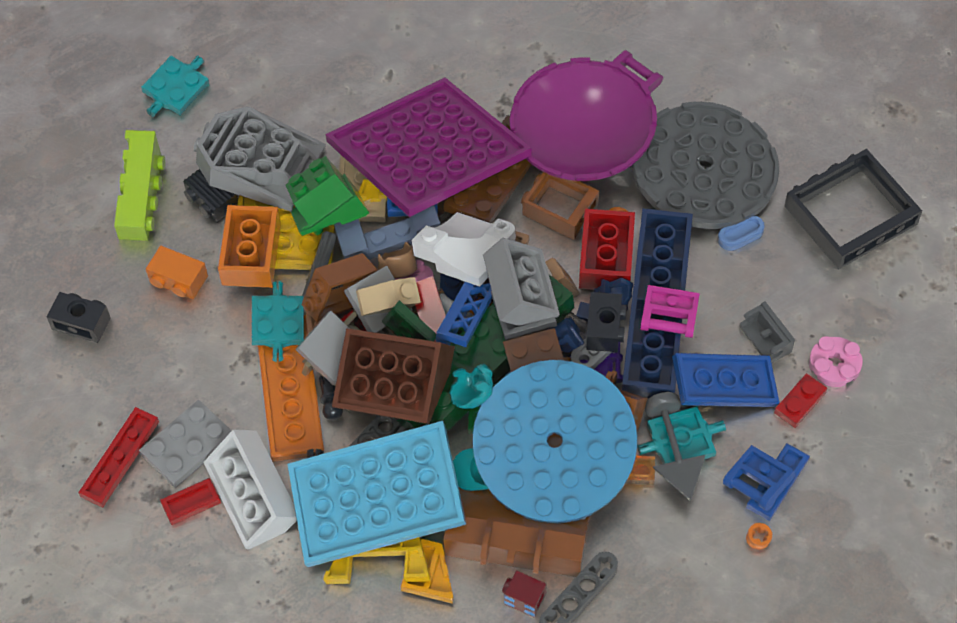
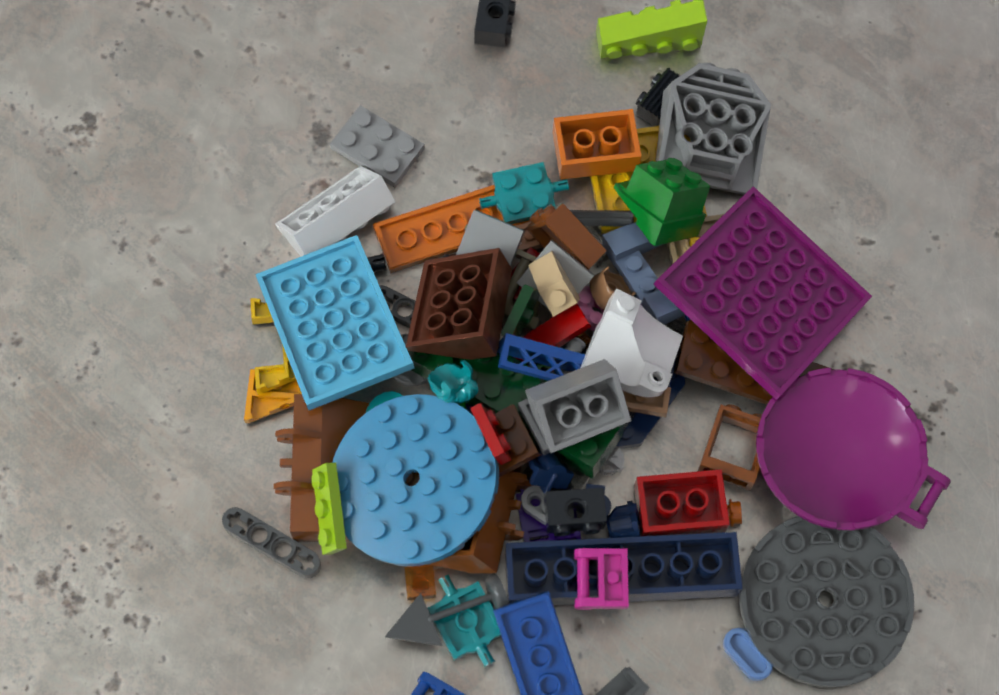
camera: 75 degrees right, 10 degrees up
(118, 457) = (350, 90): red plate -> none
(175, 85) = (792, 35): teal plate -> none
(176, 272) = (562, 89): orange brick -> none
(190, 501) = (316, 164): red tile -> none
(524, 593) = (258, 487): dark red brick -> none
(542, 353) = (497, 443): none -> red plate
(562, 276) = (630, 461): medium nougat plate -> none
(567, 519) = (328, 509): none -> lime plate

